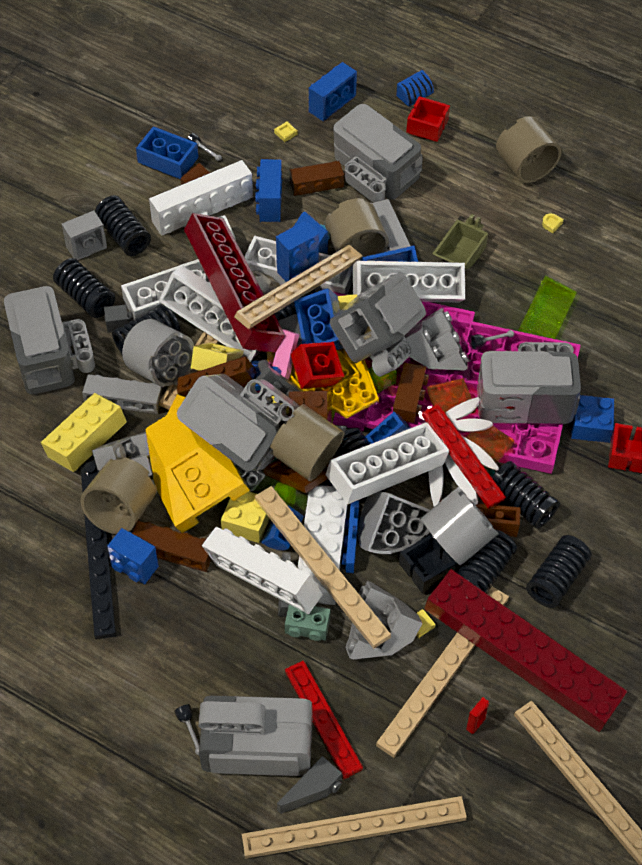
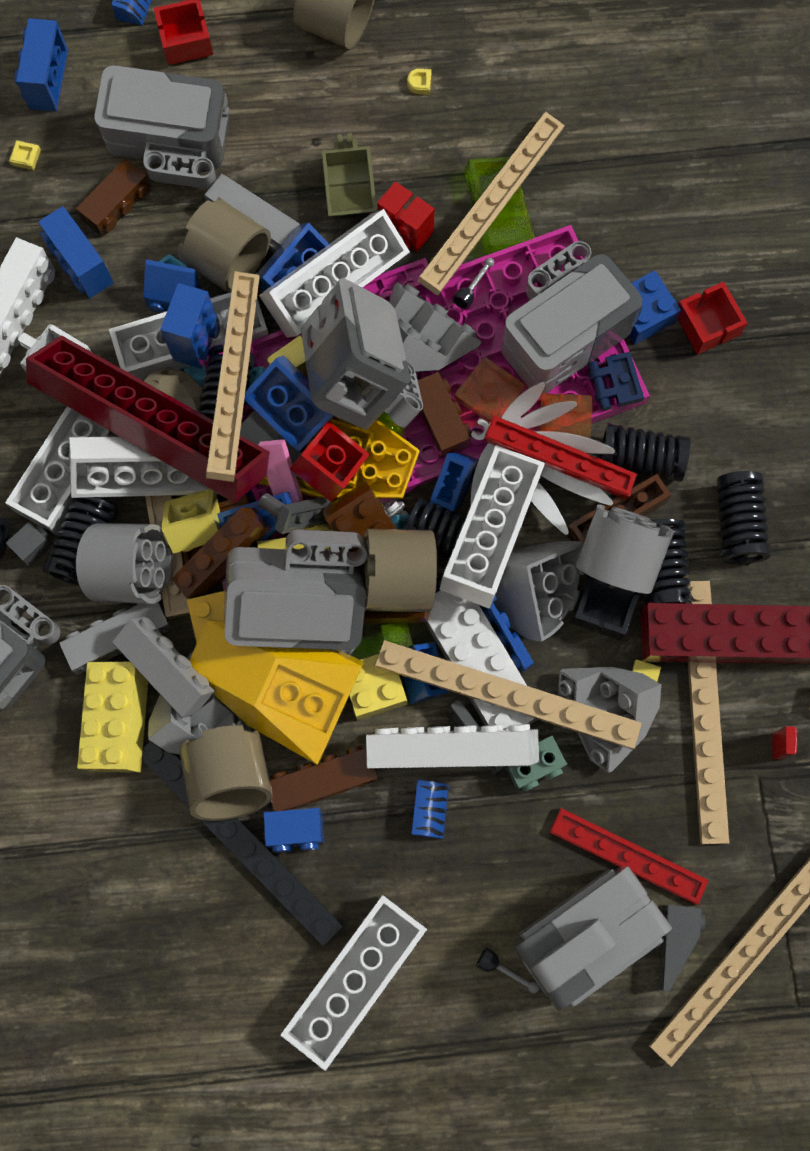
camera: 35 degrees left, 20 degrees up
(94, 664) = (353, 982): none -> white brick
(133, 418) = (163, 666): none -> light grey brick
(222, 605) = (430, 809): none -> blue brick
(479, 283) = (413, 224): none -> red piece
(538, 303) = (490, 204): none -> tan plate
(542, 444) = (623, 379): none -> dark blue plate

